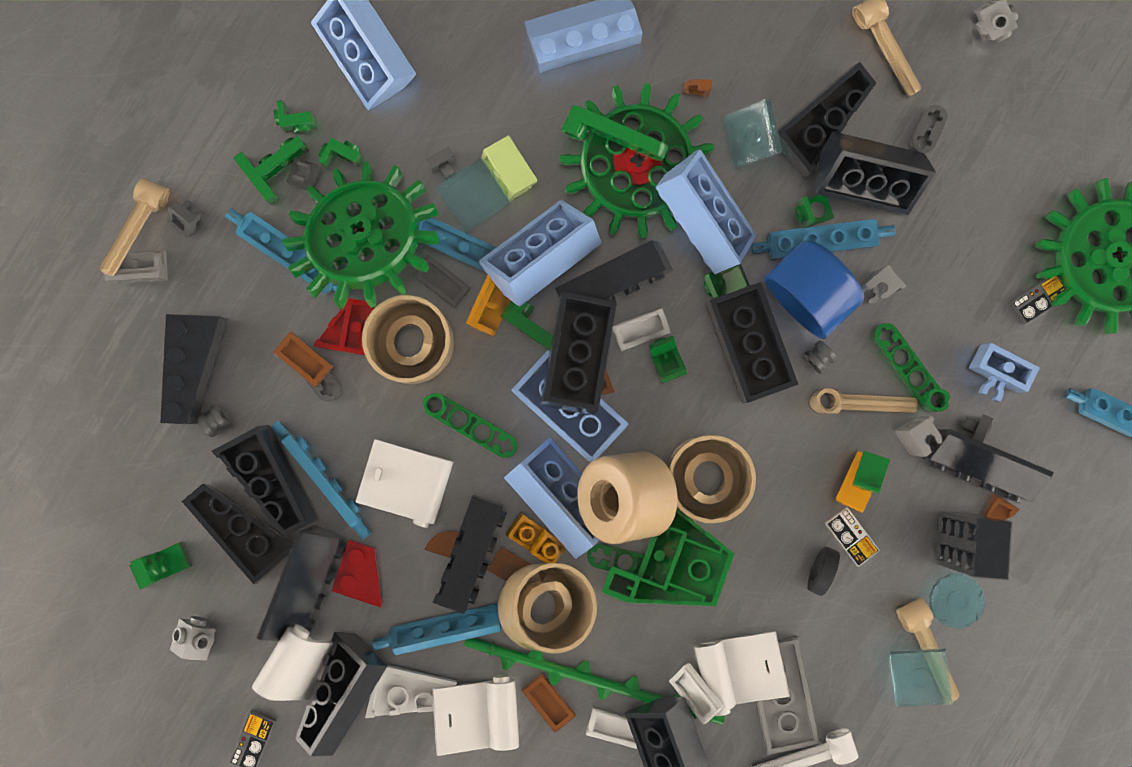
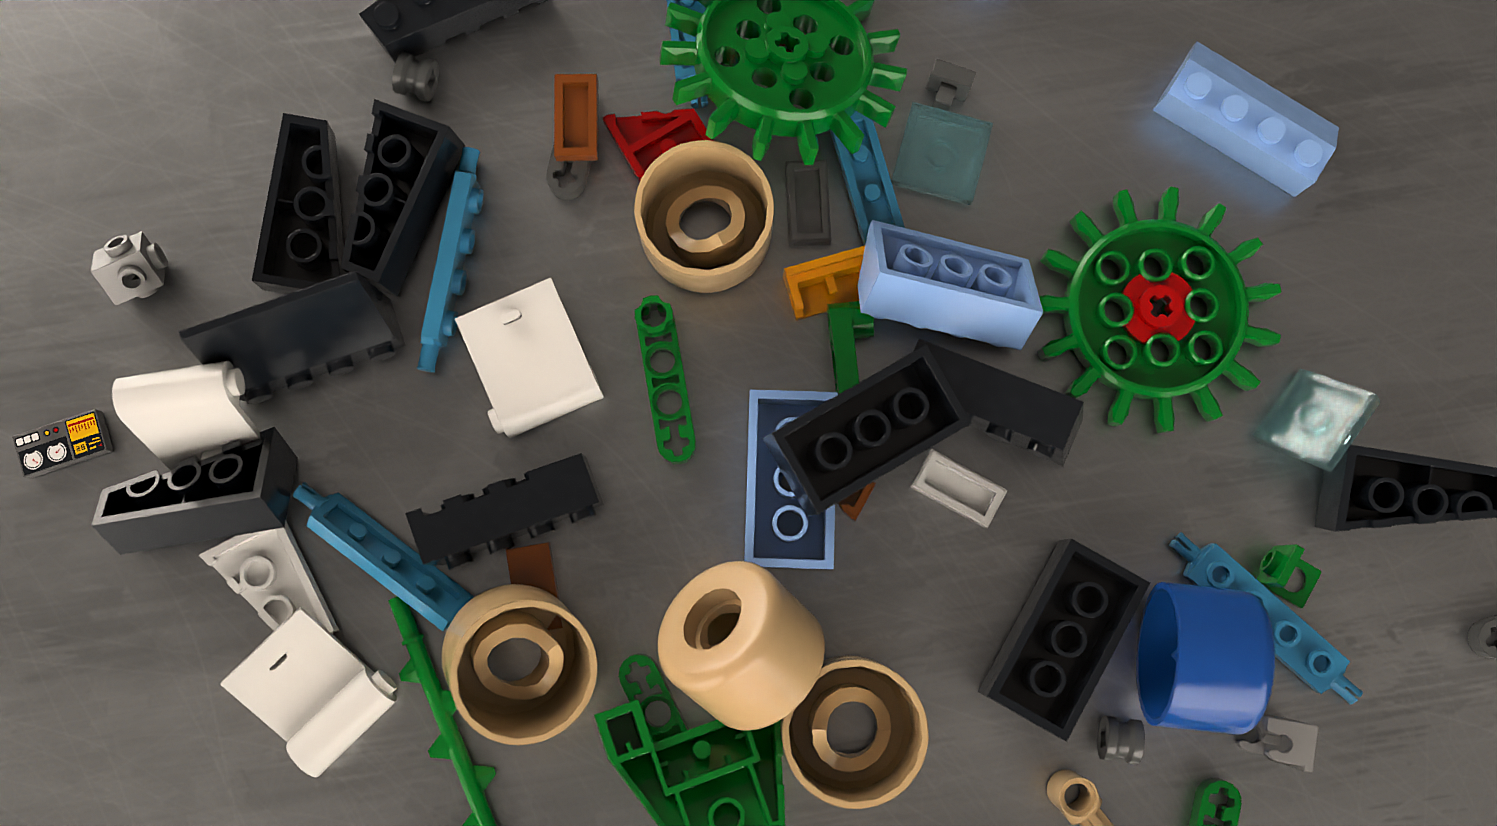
camera: 50 degrees right, 5 degrees down
(160, 565) = (184, 155): green bracket -> none
(359, 574) = (371, 400): red wing -> none
(442, 543) = (493, 467): dark orange tile -> none
(508, 168) = (1011, 166): yellowish green hinge -> none
(535, 539) = (593, 578): light orange slope -> none
(548, 702) = (403, 768): dark orange tile -> none
(550, 488) = (671, 538): light blue slope -> none
(581, 120) = (1151, 199): green beam -> none
(667, 359) = (951, 550): green bracket -> none
(697, 87) = (1307, 307): dark orange tile -> none
(707, 212) = (1172, 444): light blue slope -> none
(725, 281) = (1111, 538): green bracket -> none
(872, 173) = (1404, 608): black slope -> none

